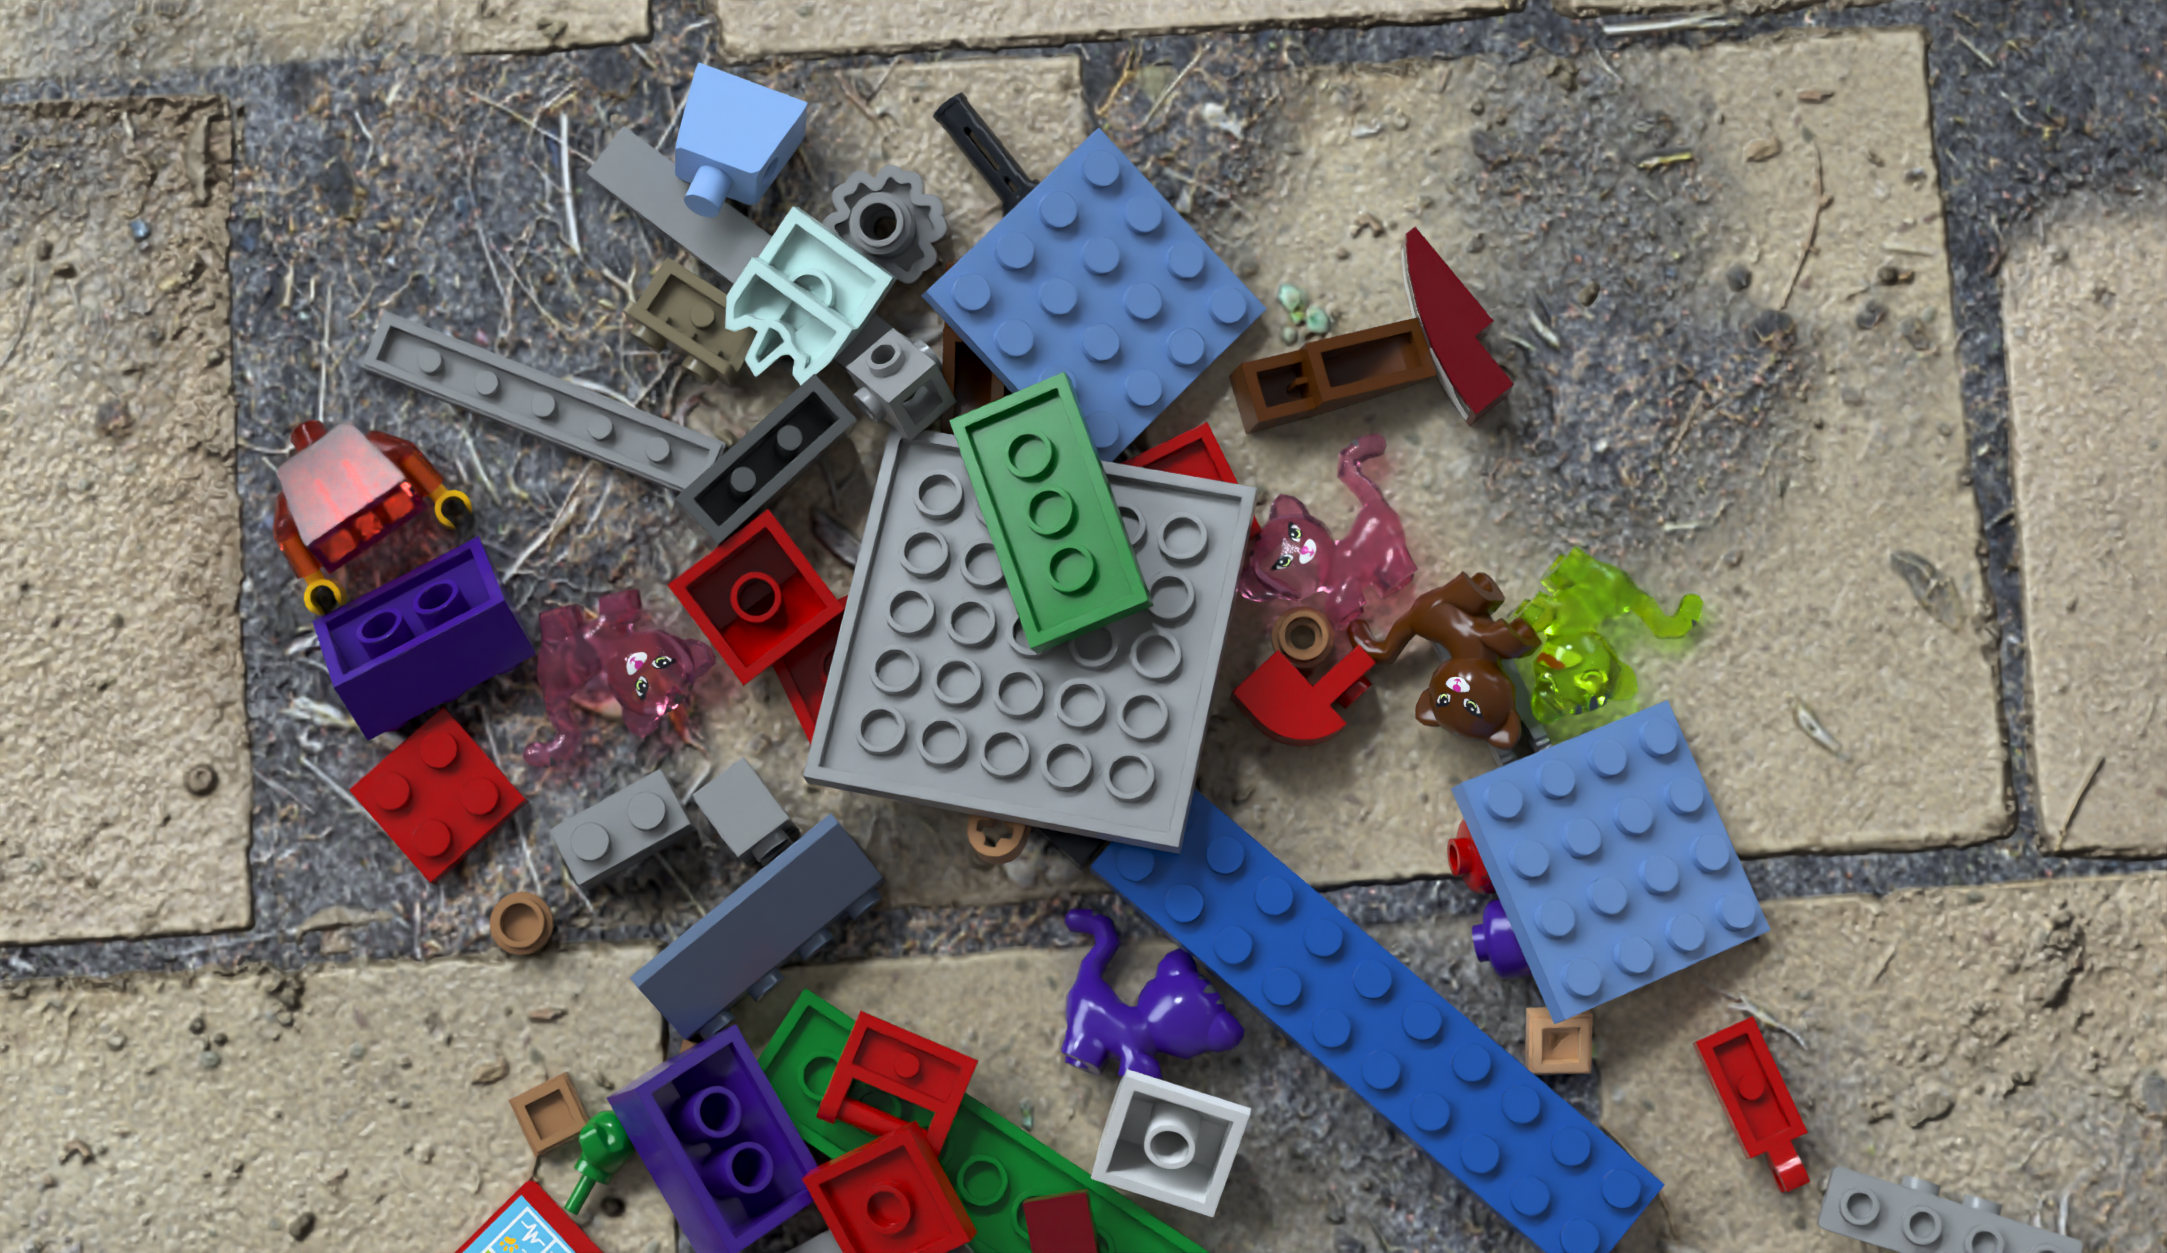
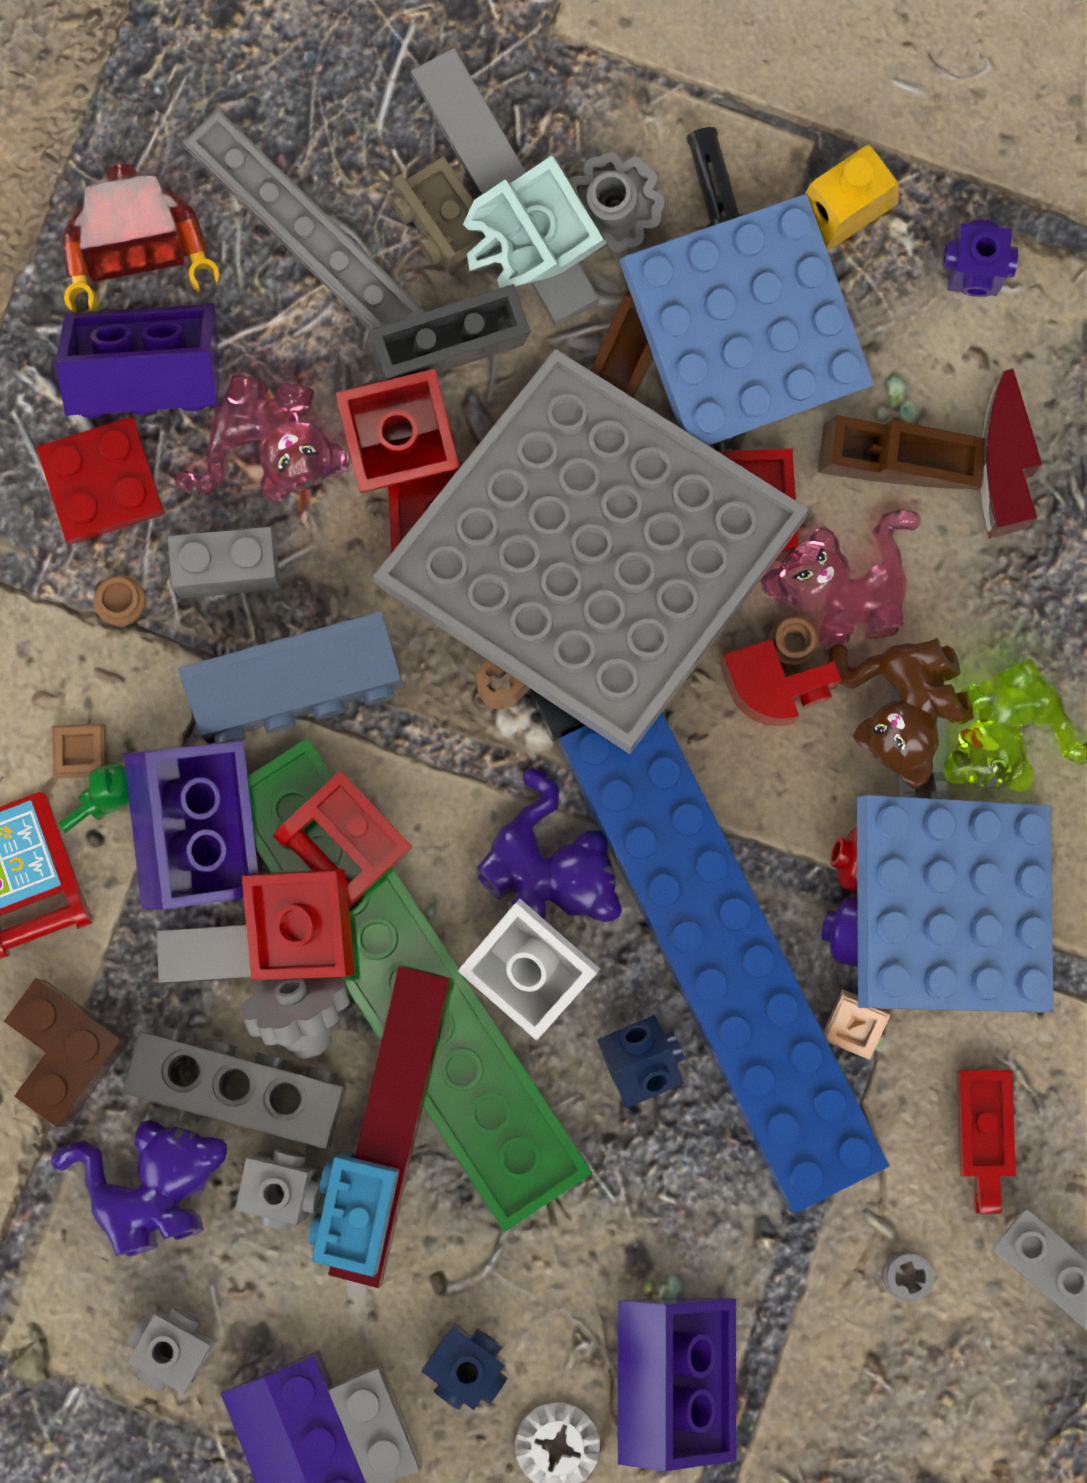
camera: 20 degrees right, 0 degrees up
(734, 139) = (531, 90): light blue torso -> none
(746, 814) = (319, 586): light grey brick -> none
(893, 374) = (575, 320): light grey brick -> none
(1051, 513) = (645, 460): plate -> none
(1149, 106) = (852, 195): none -> yellow torso
(1318, 134) = (980, 258): none -> dark purple brick
(1340, 1187) = (642, 1060): none -> dark blue brick

